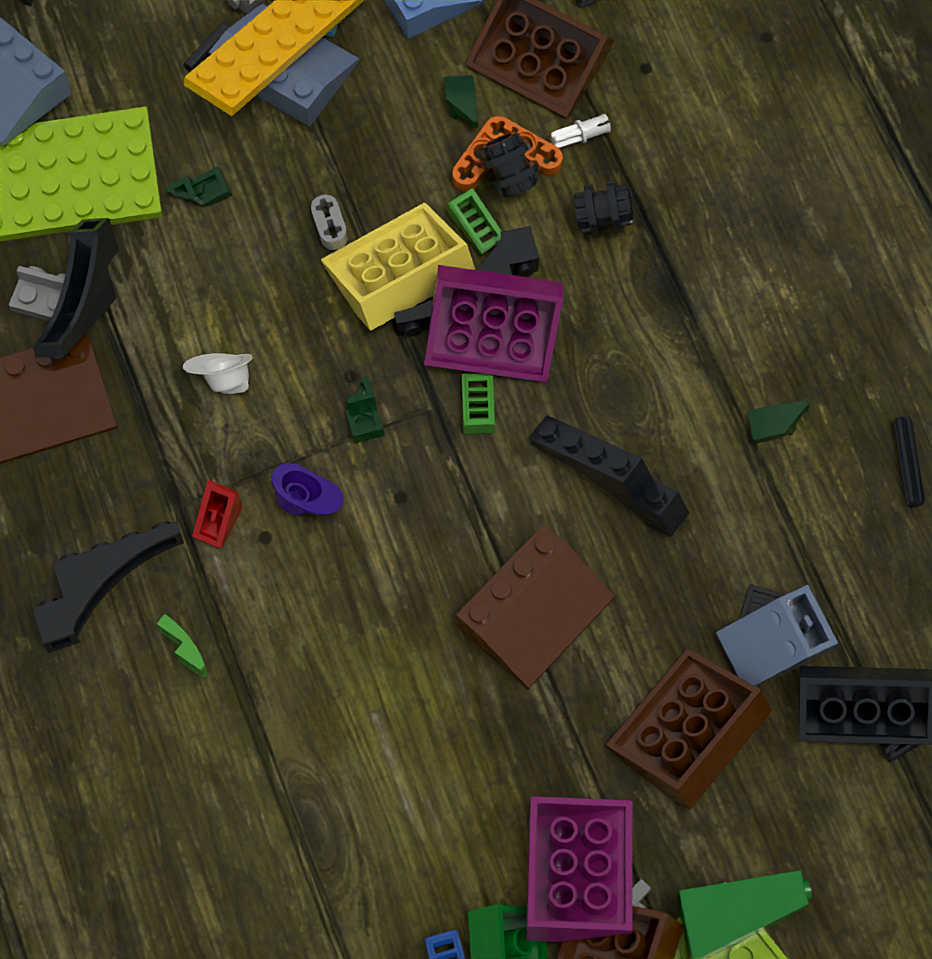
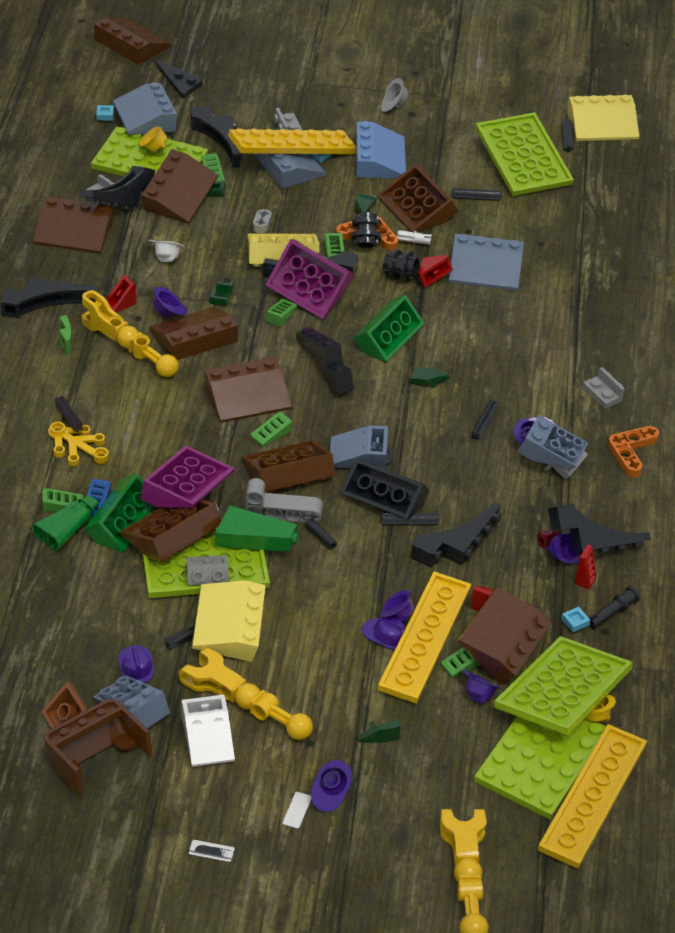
camera: 25 degrees right, 25 degrees down
(56, 143) = (154, 139): none -> yellow piece
(137, 52) = (217, 129): none -> black arch
(162, 225) = (178, 187): none -> reddish brown slope
(169, 134) = (212, 162): none -> bright green slope
(287, 602) = (111, 324): none -> yellow piece
(296, 815) = (69, 413): none -> black axle
(342, 863) = (58, 431): none -> yellow plant
(378, 524) = (196, 333): none -> reddish brown slope
(626, 640) = (283, 426): none -> bright green slope
(654, 189) = (434, 268): none -> red slope
(663, 354) = (389, 329): none -> green slope
(704, 834) = (281, 506): none -> light grey beam
(719, 129) = (486, 261): none -> sand blue slope
(818, 837) = (321, 533): none -> black piece

